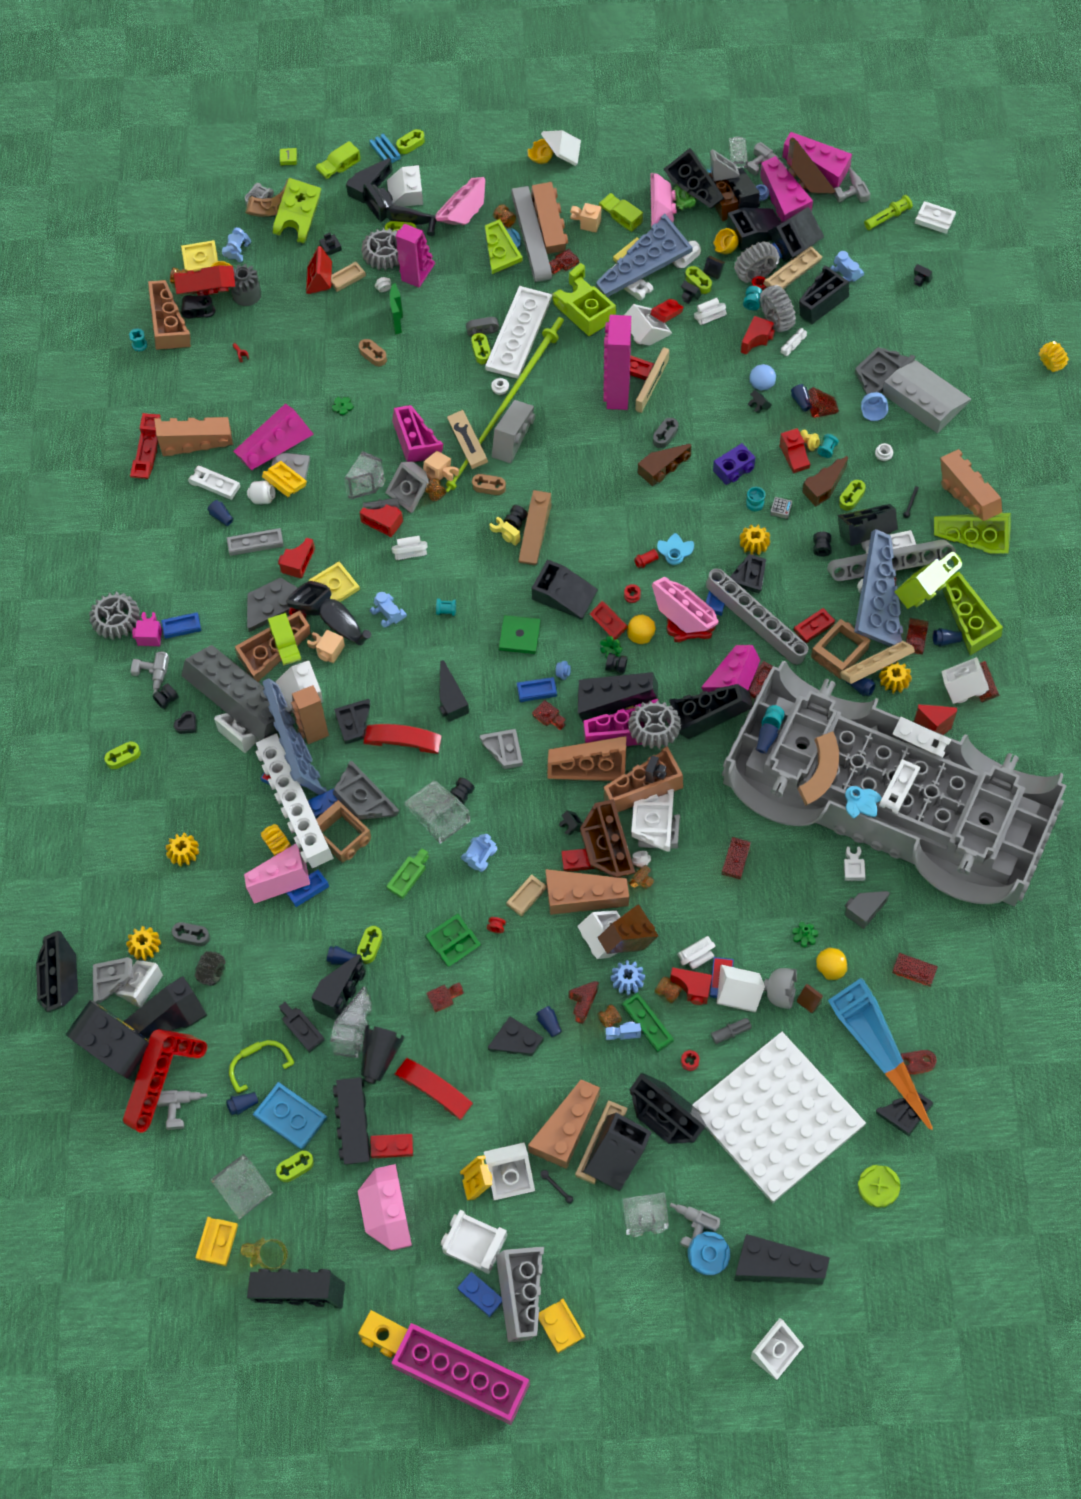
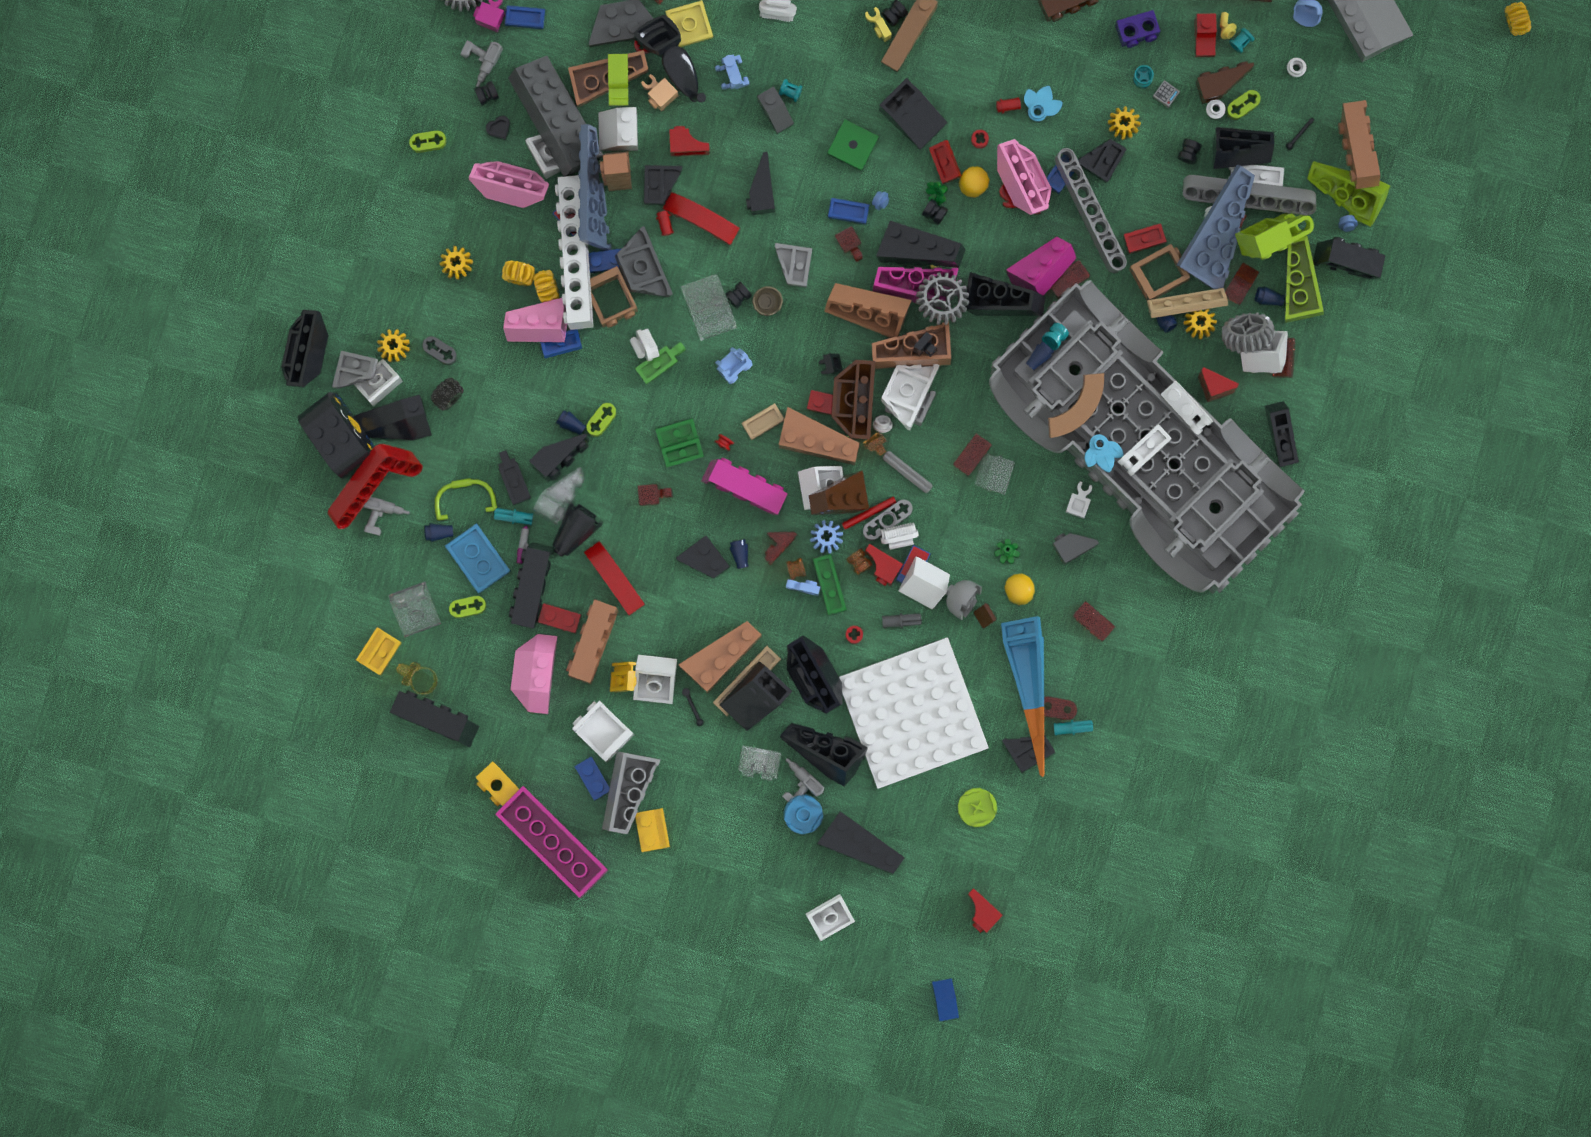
camera: 20 degrees right, 20 degrees up
(210, 765) = (508, 183): none -> bright pink wedge
(245, 837) = (518, 273): none -> yellow gear
(312, 1062) = (513, 516): none -> teal axle
(330, 1082) = (522, 543): none -> light grey piece
(366, 680) = (684, 144): none -> red arch
(370, 753) = (664, 223): none -> red pin
(389, 861) = (644, 345): none -> white piece
(433, 1154) = (592, 642): none -> nougat wedge
(437, 626) = (775, 109): none -> dark grey slope
(491, 786) = (767, 301): none -> dark tan hair
(530, 956) = (745, 486): none -> dark pink wedge
(659, 943) = (868, 513): none -> red bar
(681, 894) = (907, 472): none -> light grey axle
(683, 929) = (896, 507): none -> light grey beam
(715, 1184) = (829, 754): none -> black wedge
(763, 869) = (994, 473): none -> clear piece
(829, 510) = (1212, 114): none -> white plate
(930, 1394) = (945, 999): none -> blue slope
(932, 1287) = (985, 913): none -> red arch
(939, 1074) = (1073, 727): none -> teal axle
(943, 667) = (1248, 332): none -> light grey gear
(986, 556) = (1347, 223): none -> medium blue plate
(1003, 581) = (1350, 258): none -> black wedge
(1009, 740) = (1282, 433): none -> black slope

